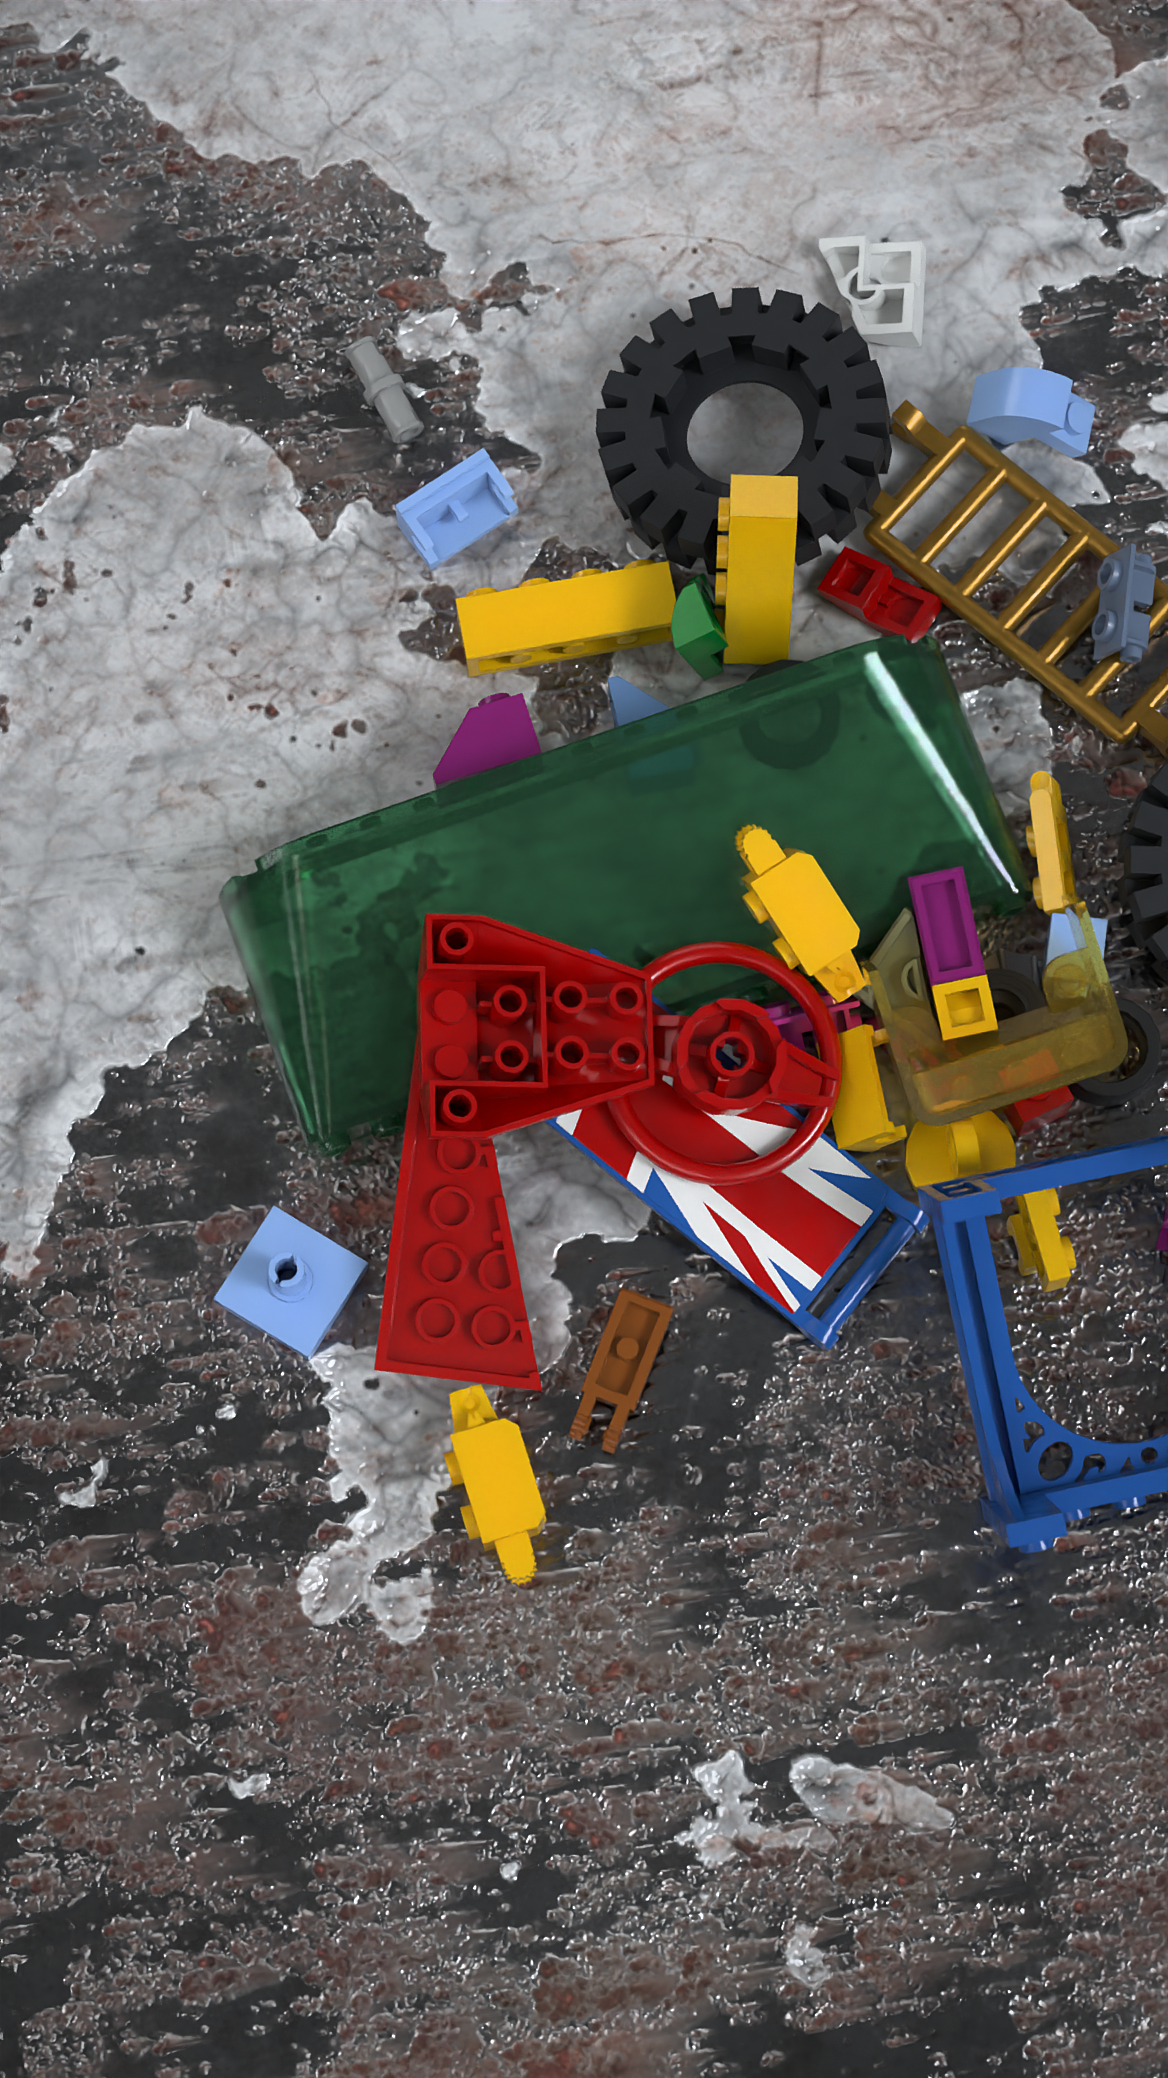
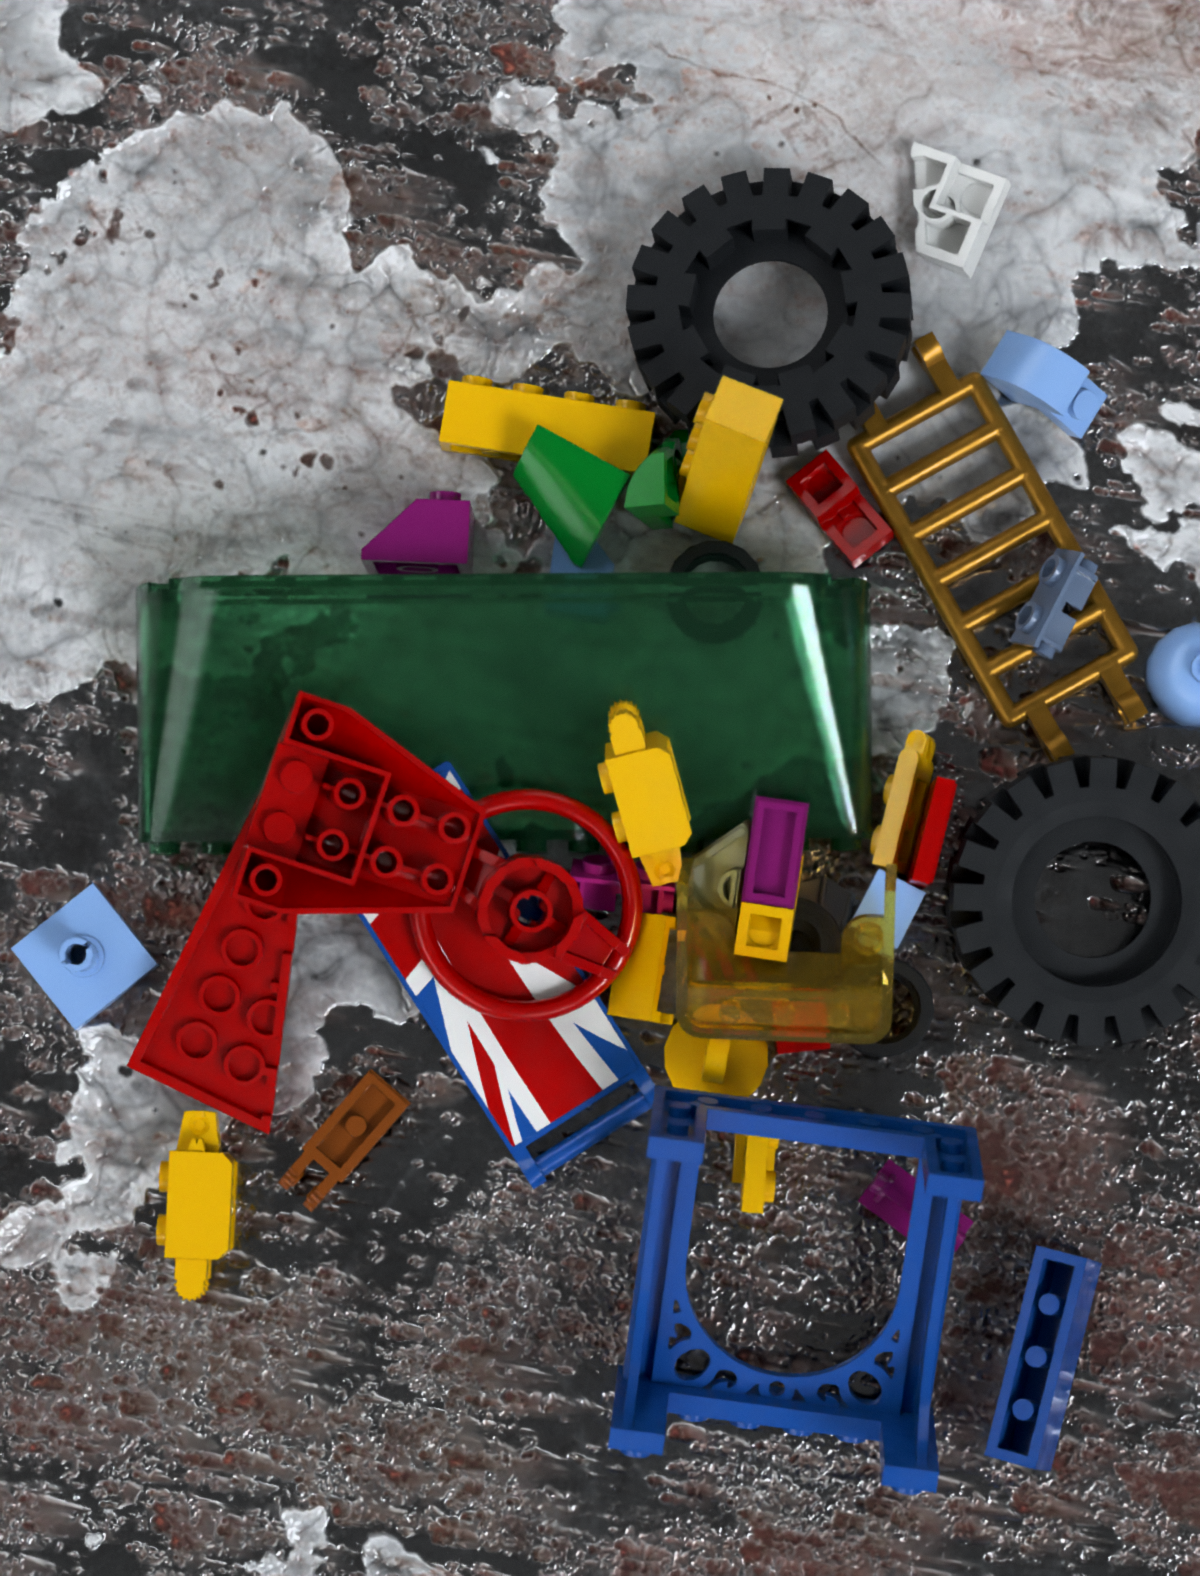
camera: 25 degrees right, 10 degrees up
(384, 389) = (460, 149): light grey pin -> none
(456, 509) = (484, 289): light blue hinge -> none
(612, 654) = (569, 490): none -> green slope
(1090, 855) = (931, 832): none -> red tile

